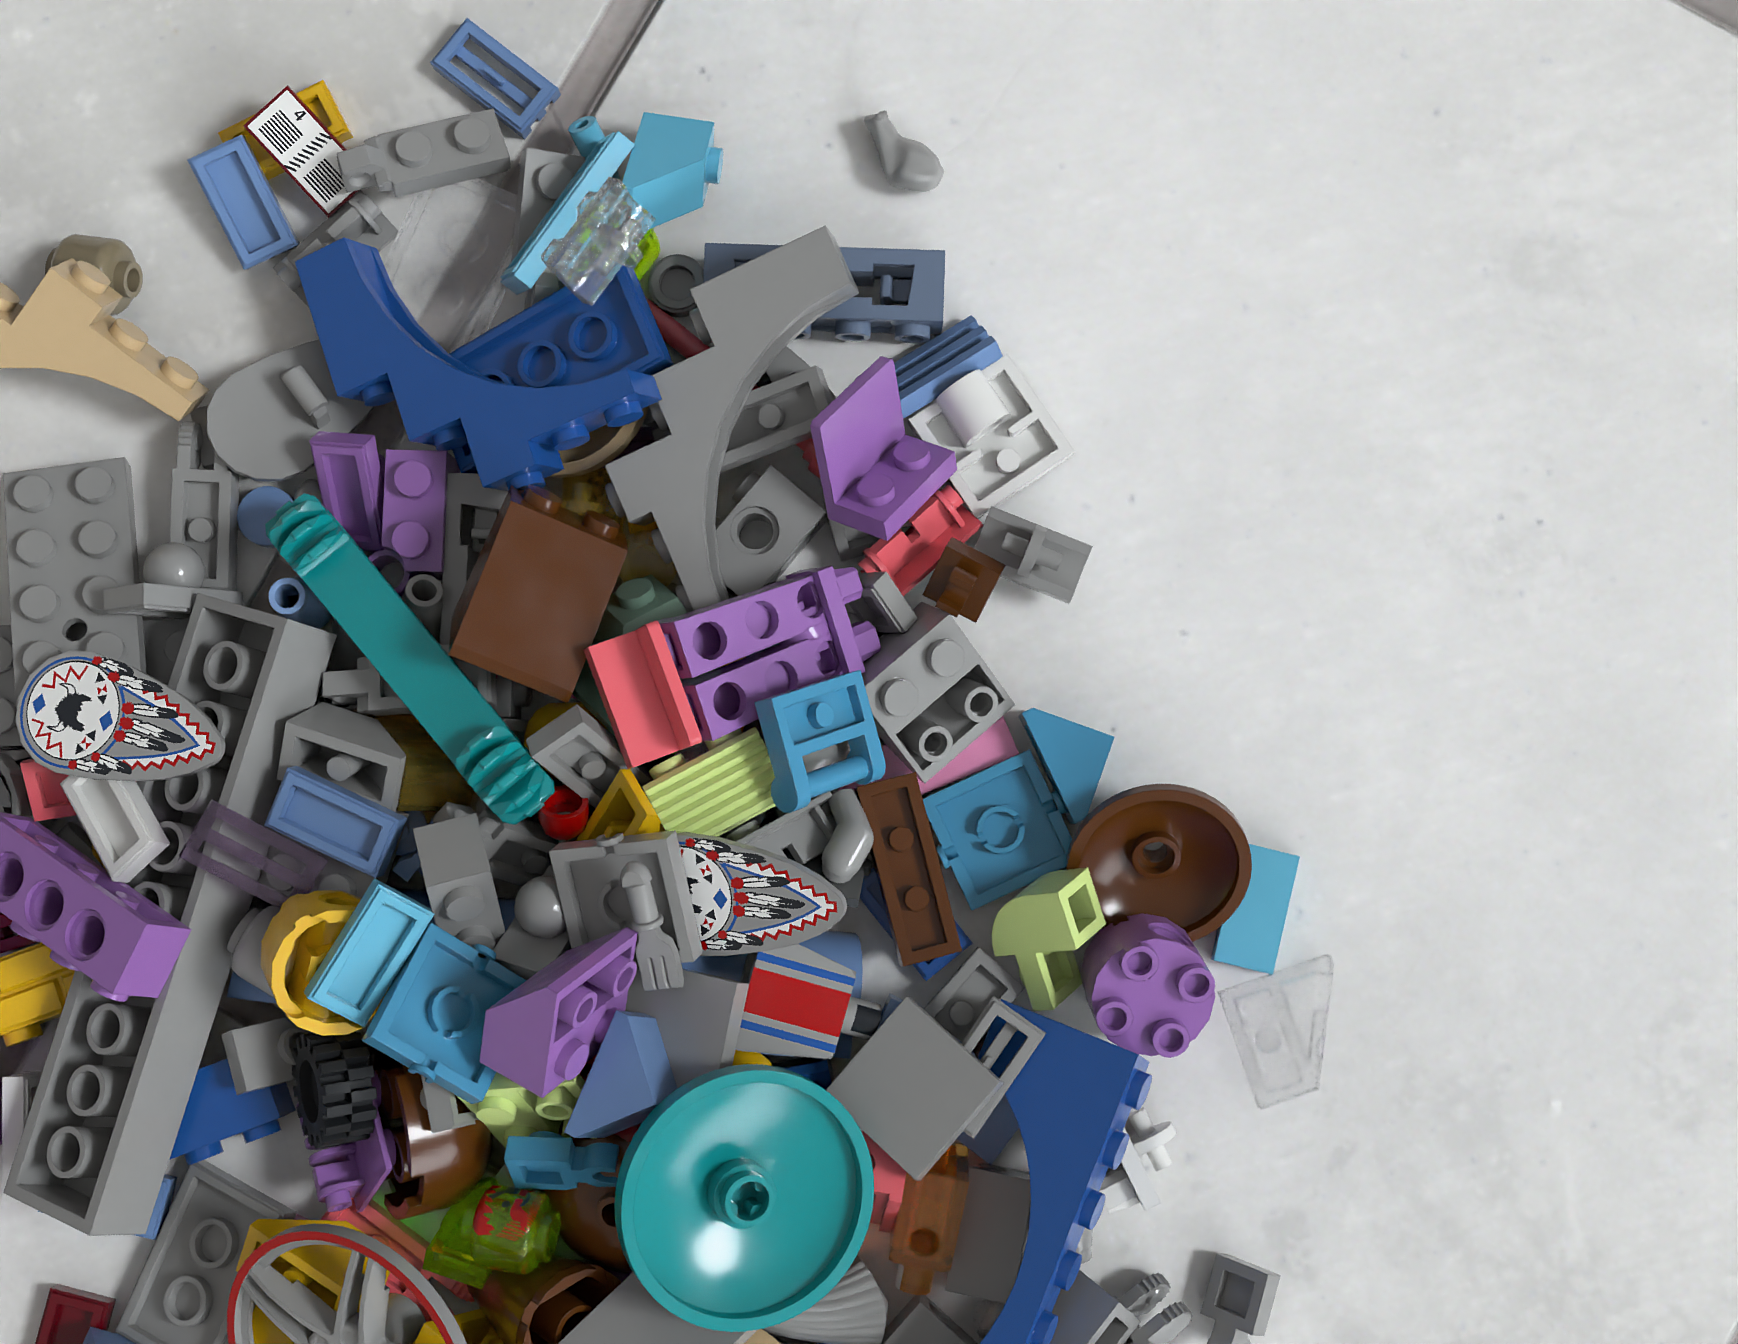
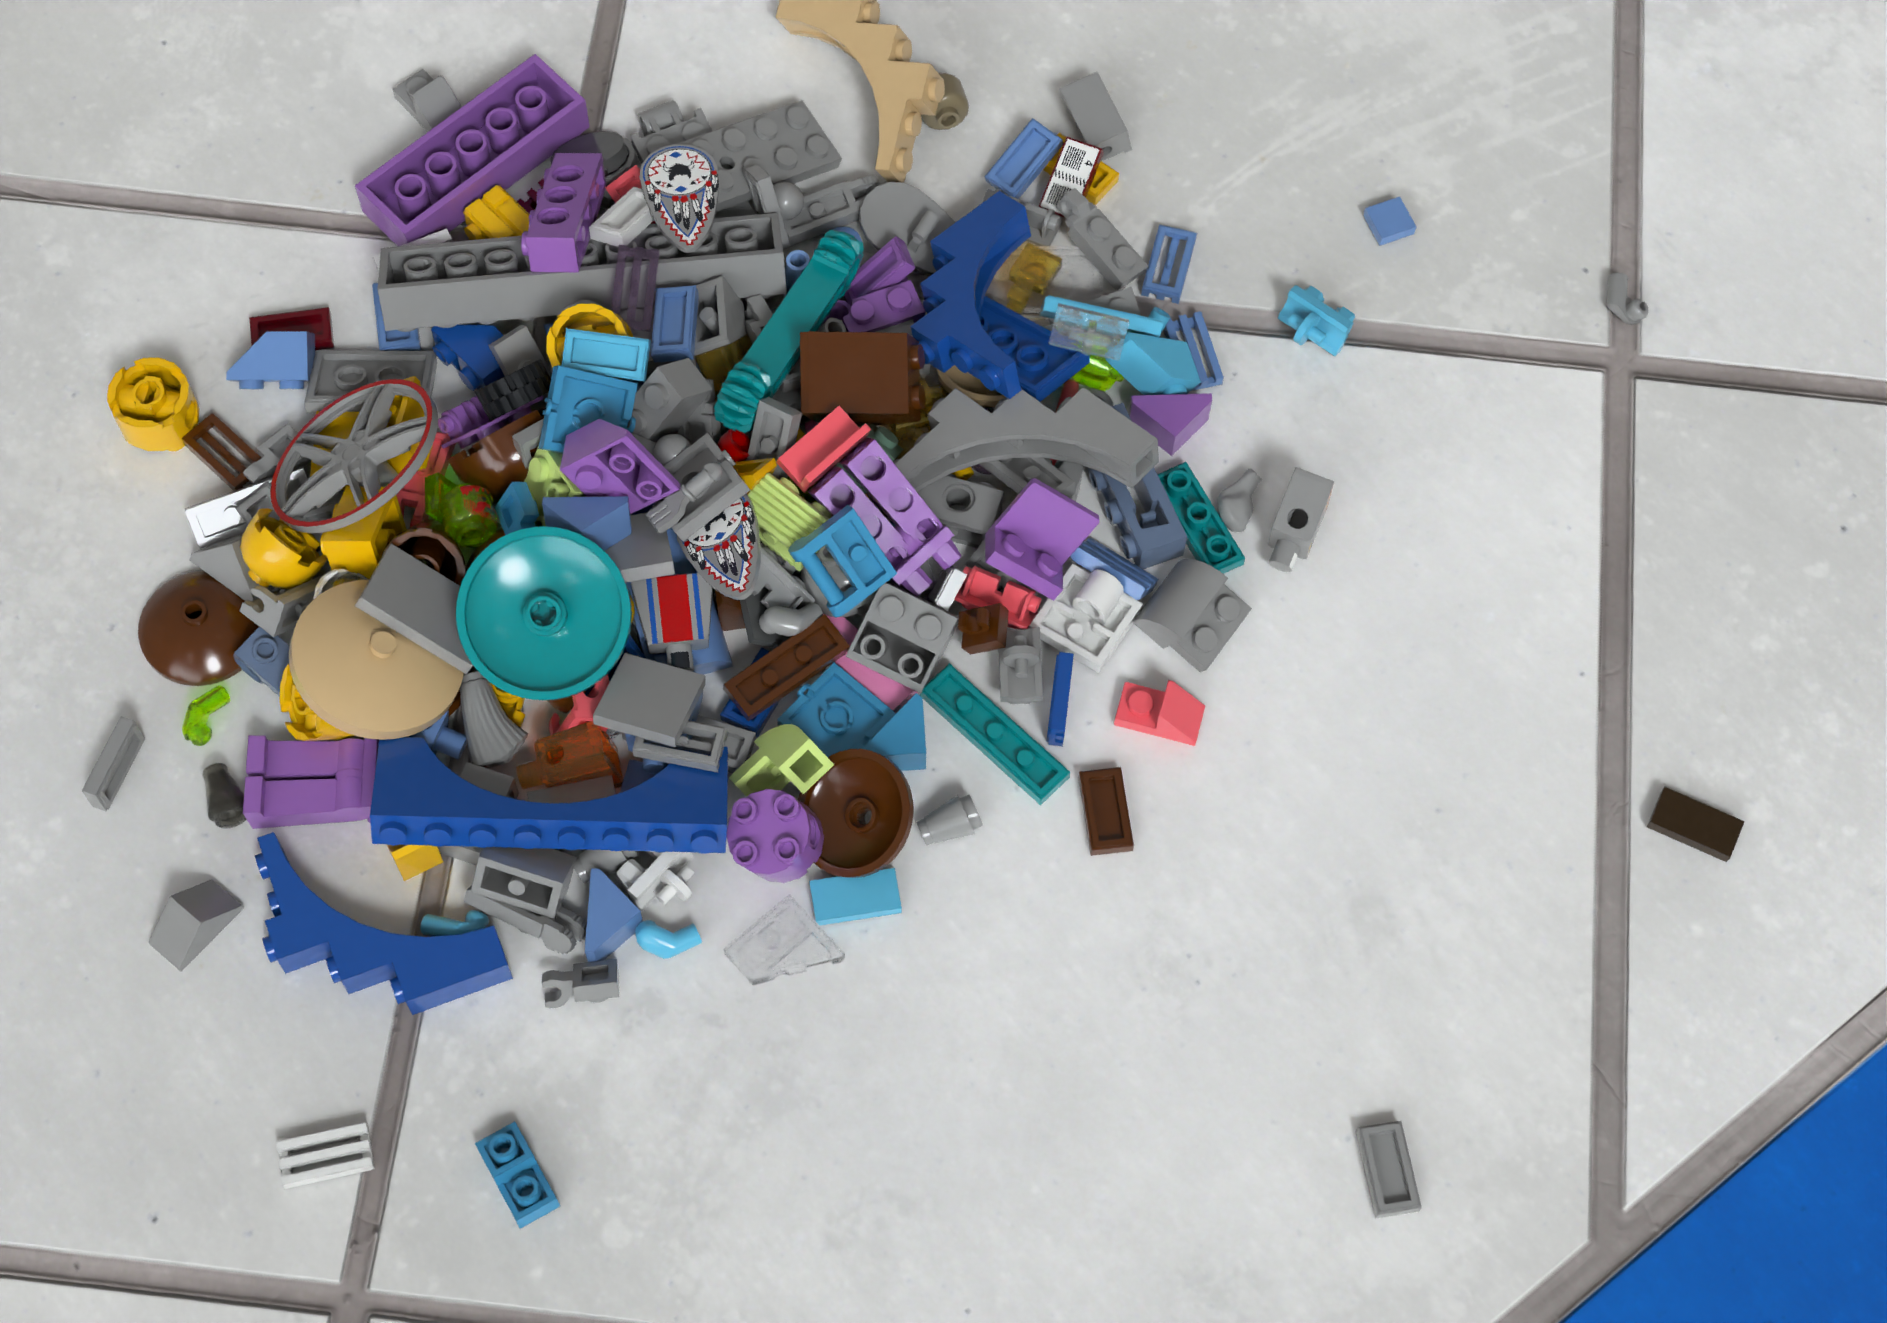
camera: 60 degrees right, 20 degrees down
(216, 68) = (1096, 115): none -> light grey hinge
(442, 273) = (1031, 272): none -> clear yellow plate
(646, 88) = (1197, 321): none -> medium blue tile
(745, 191) = (1171, 417): none -> medium lavender slope
(944, 220) = (1206, 538): none -> teal tile
(974, 68) = (1299, 518): none -> light grey torso
(1044, 293) = (1193, 613): none -> light grey brick
(1096, 523) = (1060, 699): none -> blue tile
(1102, 628) = (995, 734): none -> teal tile
(1159, 1244) = (609, 917): none -> medium blue slope
(1162, 403) = (1160, 713): none -> coral slope
(1206, 741) = (950, 821): none -> light grey cone
(1219, 1182) = (663, 942): none -> medium azure arm
(1269, 533) = (1105, 811): none -> reddish brown tile

